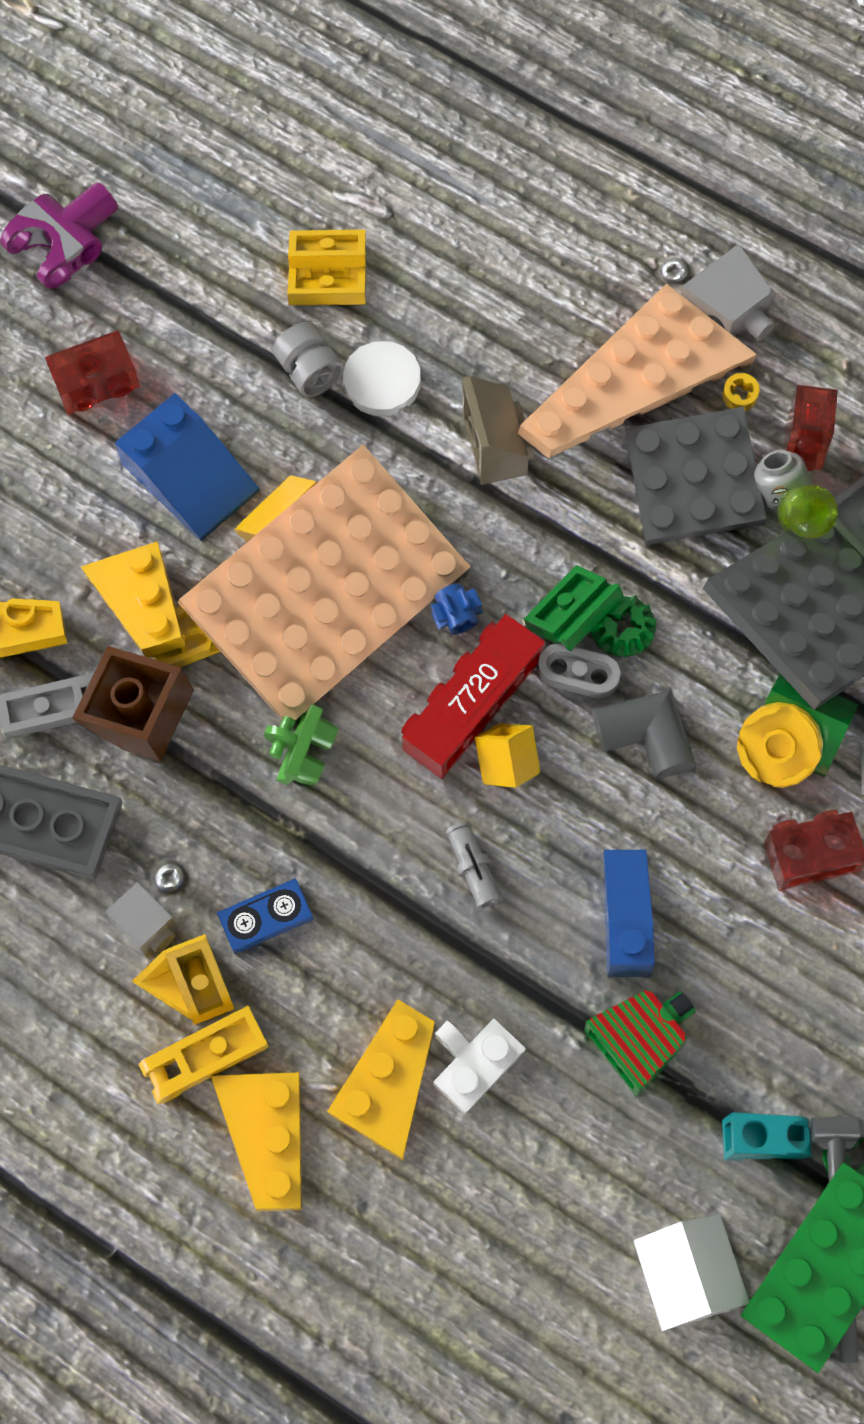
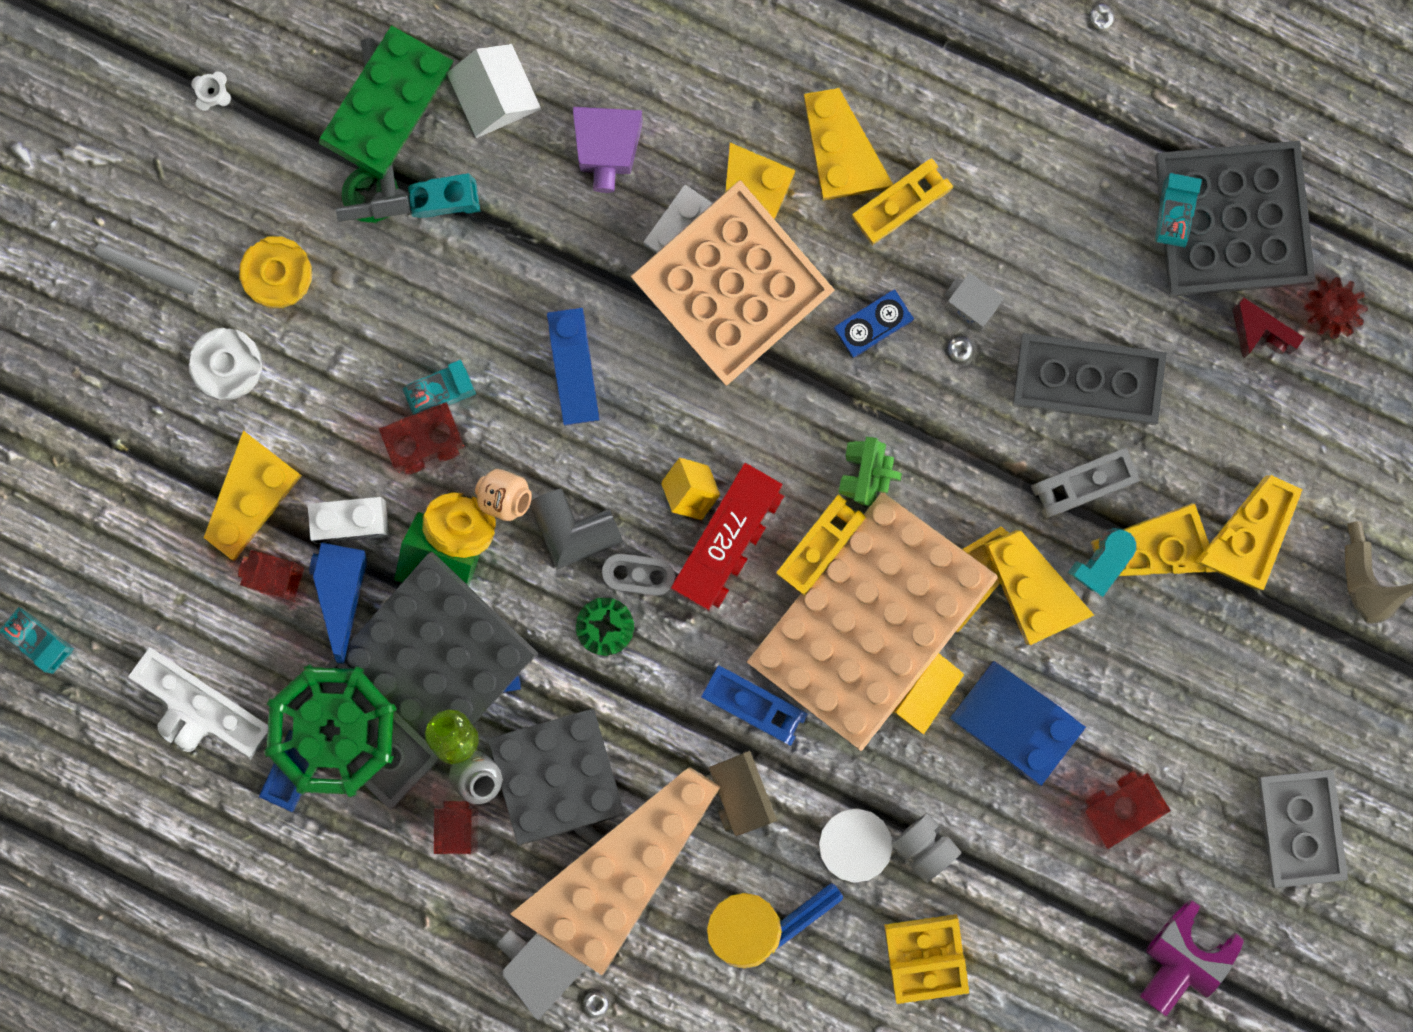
camera: 170 degrees right, 15 degrees up
(54, 606) = (1108, 561): none -> teal leg
(134, 702) = (1019, 486): reddish brown slope -> none
(188, 980) = (923, 259): yellow slope -> none
(369, 675) = (820, 546): none -> yellow plate
(425, 977) = (732, 283): none -> light nougat plate
(456, 314) = (809, 912): none -> blue axle
(456, 609) = (752, 615): blue gear -> none
(471, 523) = (753, 704): none -> blue plate
(483, 890) = (694, 366): light grey pin -> none
(512, 307) = (744, 930): none -> yellow tile
(557, 1176) = (606, 143): none -> medium lavender torso
(573, 607) = (650, 630): green plate -> none
(641, 1036) = (551, 262): torso -> none
(725, 771) = (503, 495): none -> light nougat head
(747, 383) = (517, 885): yellow bush -> none
(789, 905) = (444, 386): none -> teal leg

